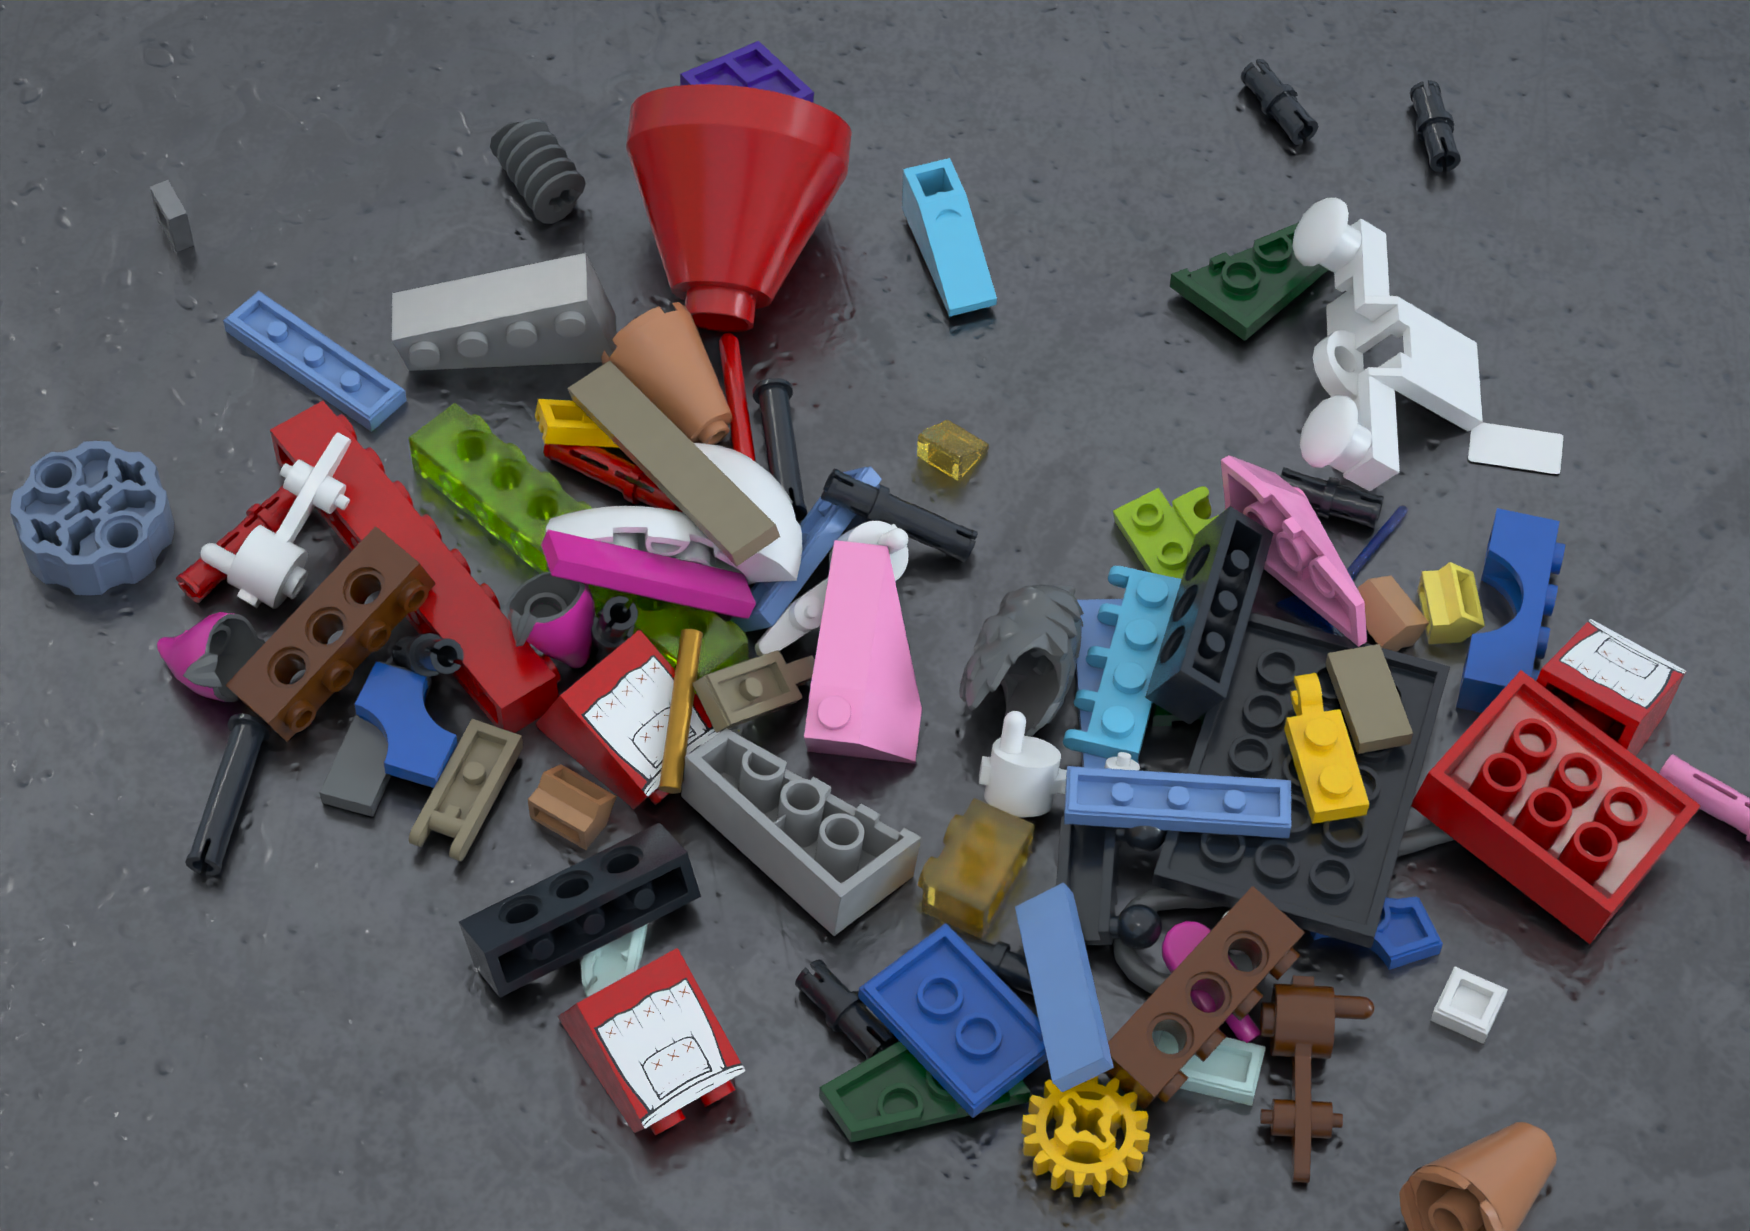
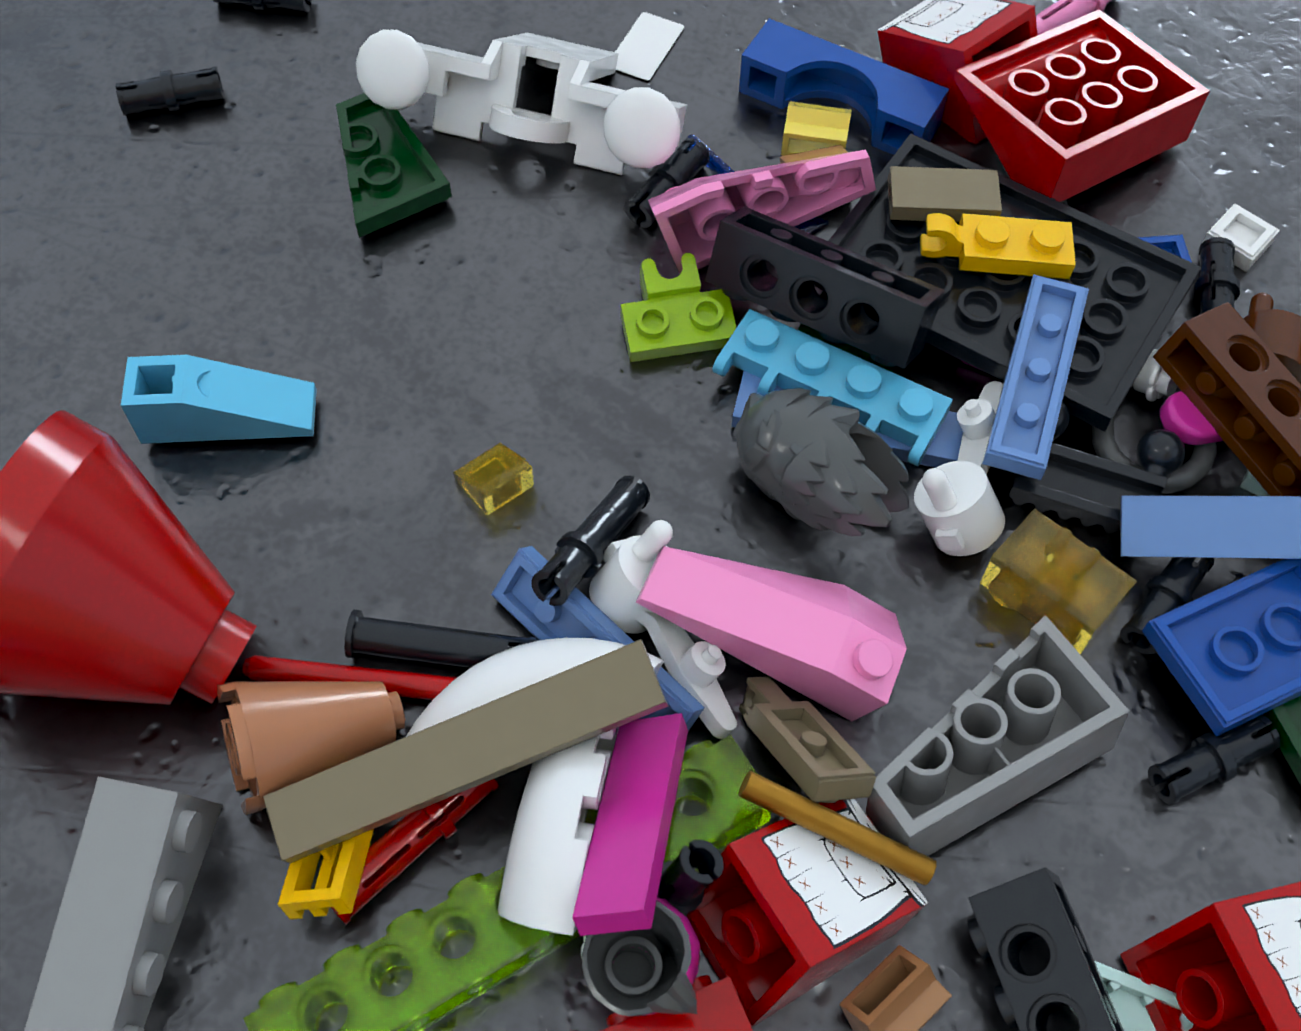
camera: 75 degrees left, 5 degrees up
(1385, 980) = (1217, 277): none -> black pin

